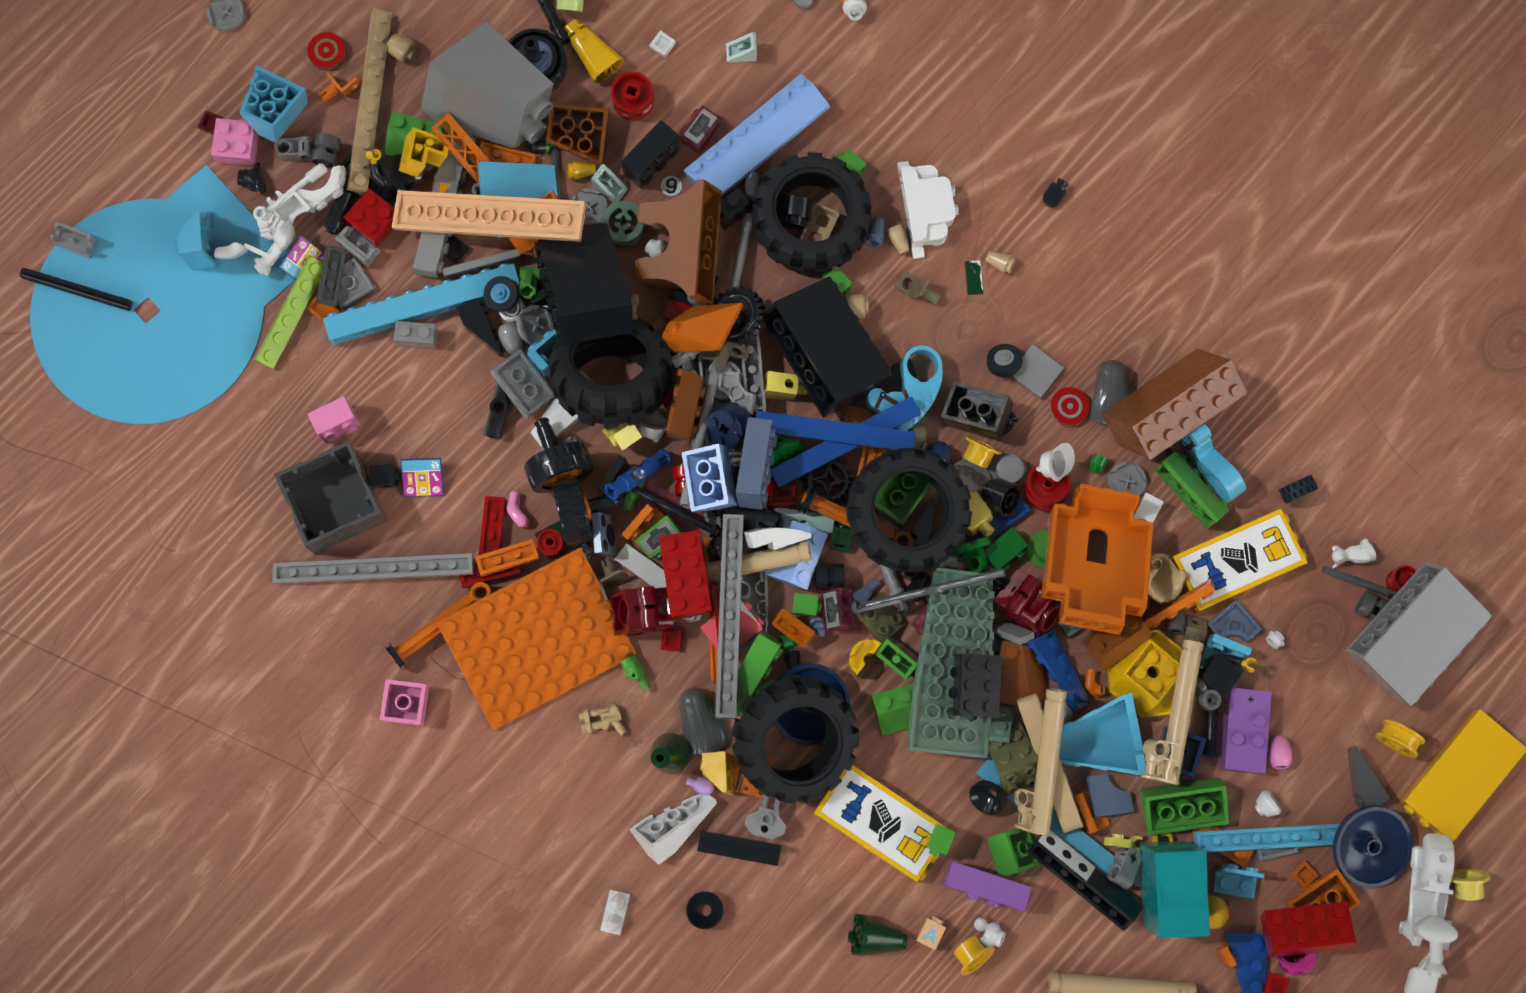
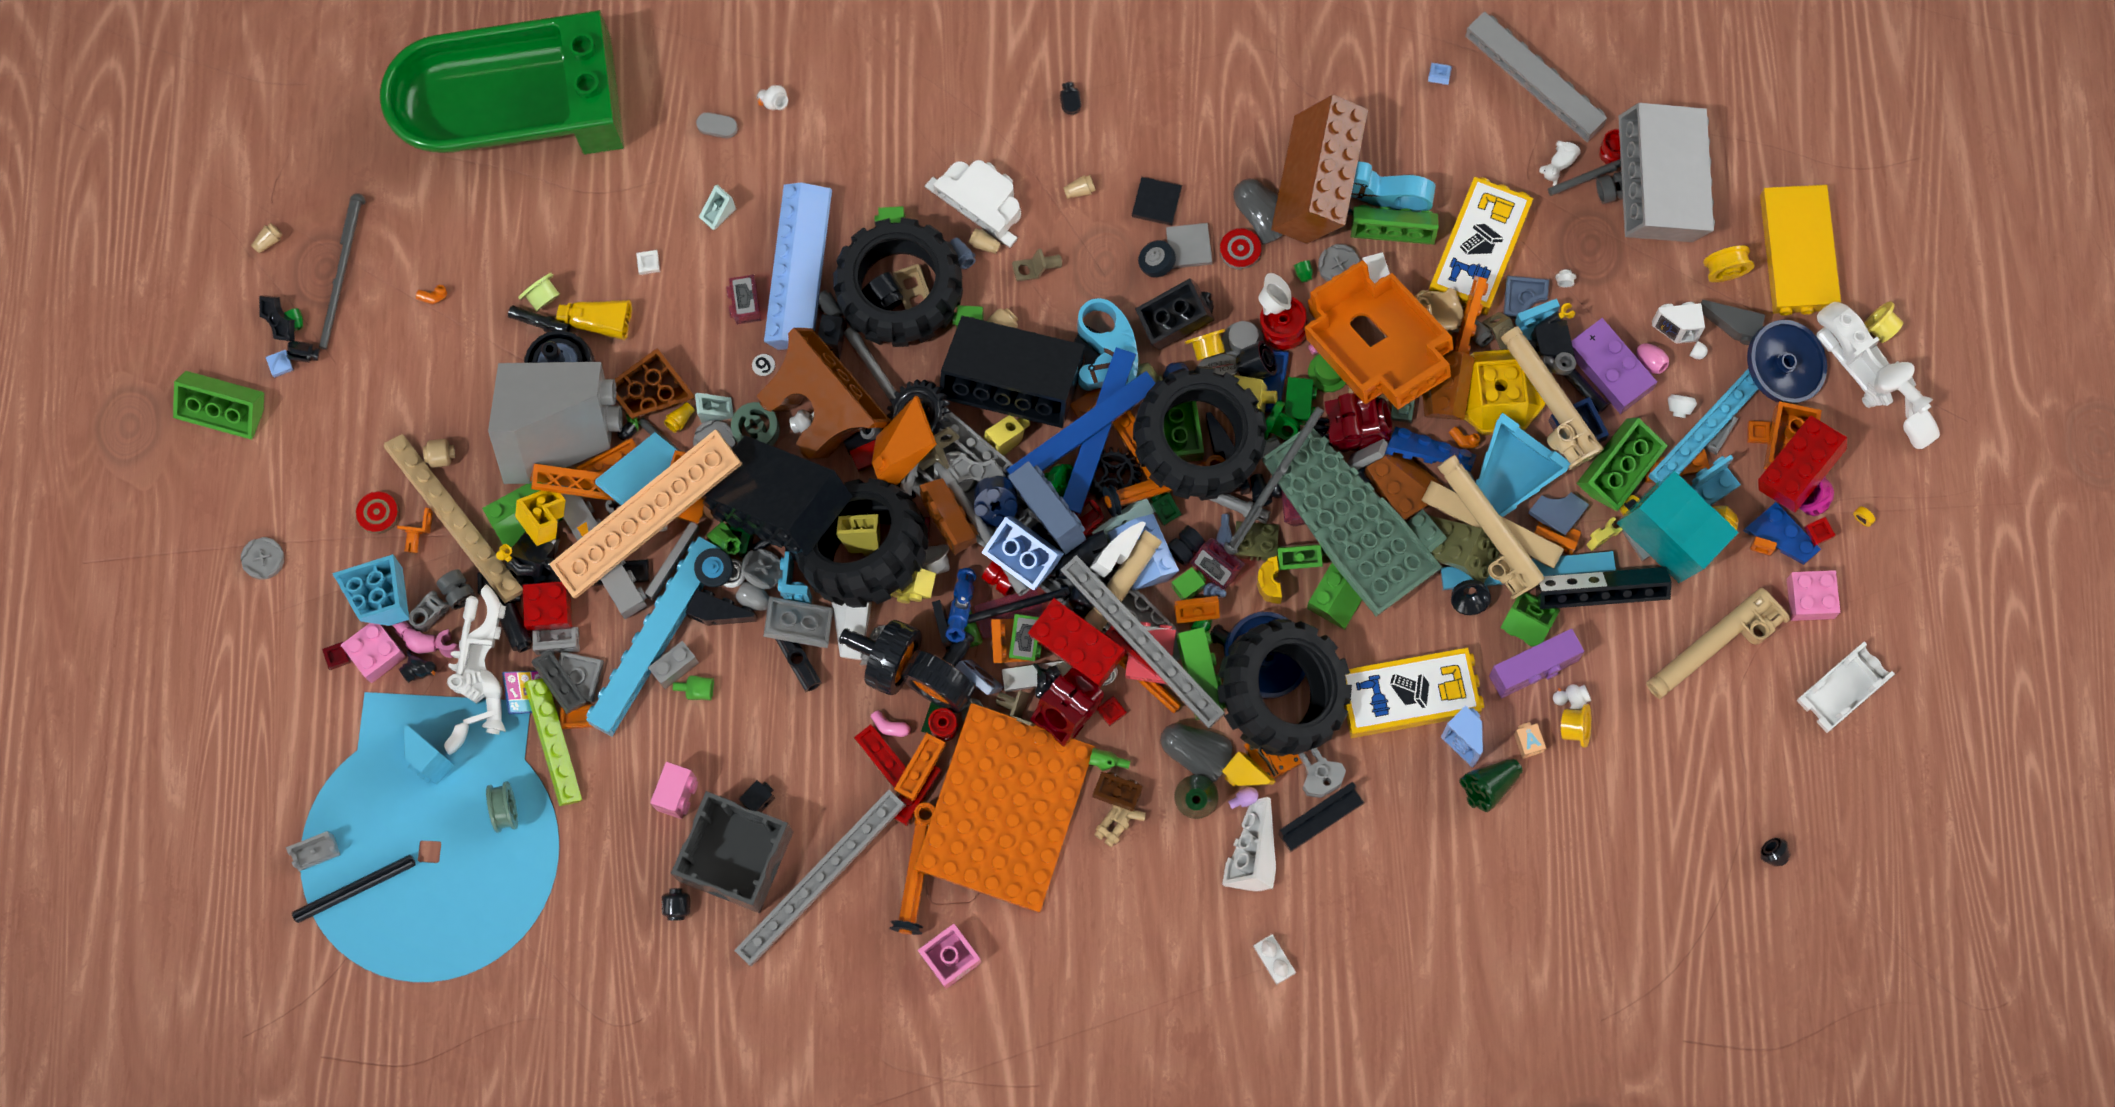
camera: 35 degrees left, 5 degrees down
(215, 325) = (502, 807): none -> sand green wheel
(264, 496) = (675, 904): none -> black head
(270, 166) = (425, 643): none -> bright pink piece
(417, 364) = (696, 688): none -> bright green piece
(422, 477) = (789, 770): piece -> none
(619, 361) = (860, 533): none -> light yellow torso
(620, 699) = (1117, 791): none -> reddish brown bracket
(632, 96) = (665, 322): red wheel -> none
(647, 578) = (1045, 678): none -> black animal
(651, 154) = (726, 353): black brick -> none
(696, 901) = (1342, 877): black piece -> none
(888, 888) = (1464, 735): none -> light blue slope
(940, 840) = (1469, 661): bright green brick -> none
(973, 277) = (1070, 219): dark green sticker -> none
(977, 685) = (1381, 517): black brick -> none
(1044, 319) = (1156, 201): none -> black tile
(1123, 868) = (1624, 552): light grey piece -> none
(1298, 489) = (1472, 150): black wheel -> none
(1318, 778) = (1699, 351): none -> white hinge
(1323, 747) = (1680, 322): none -> white slope
(1330, 413) = (1439, 73): none -> light blue tile
(1396, 478) = (1536, 76): none -> light grey brick

